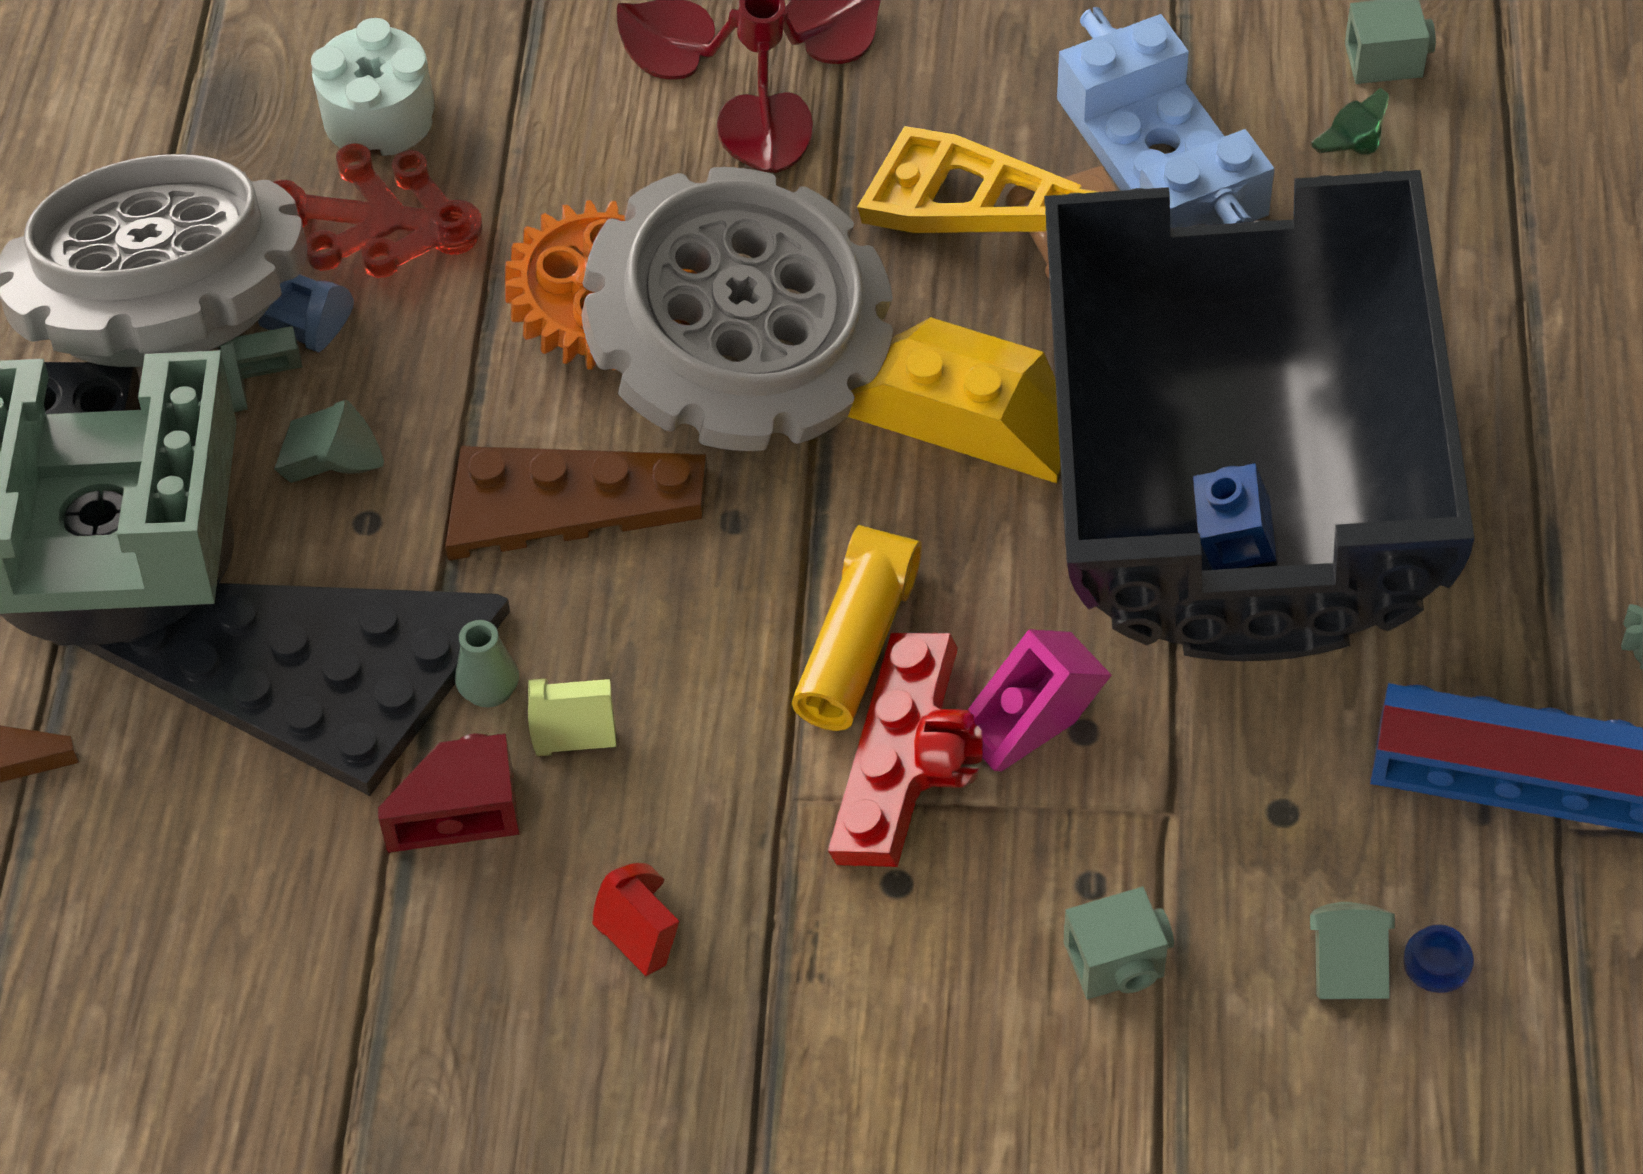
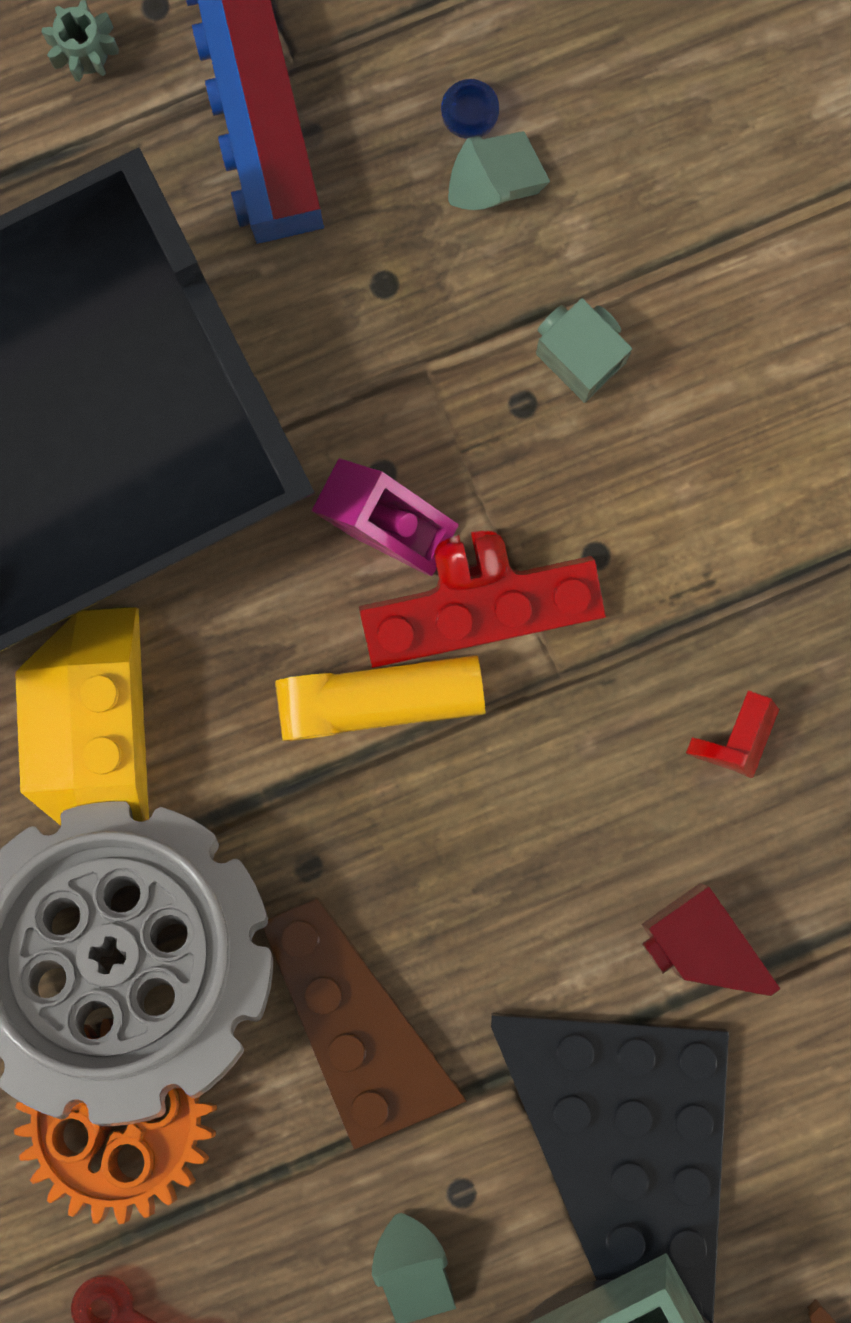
camera: 115 degrees left, 30 degrees up
(484, 666) = (566, 977): sand green cone -> none
(570, 716) = (589, 897): yellowish green tile -> none
(1234, 517) = (130, 423): blue brick -> none

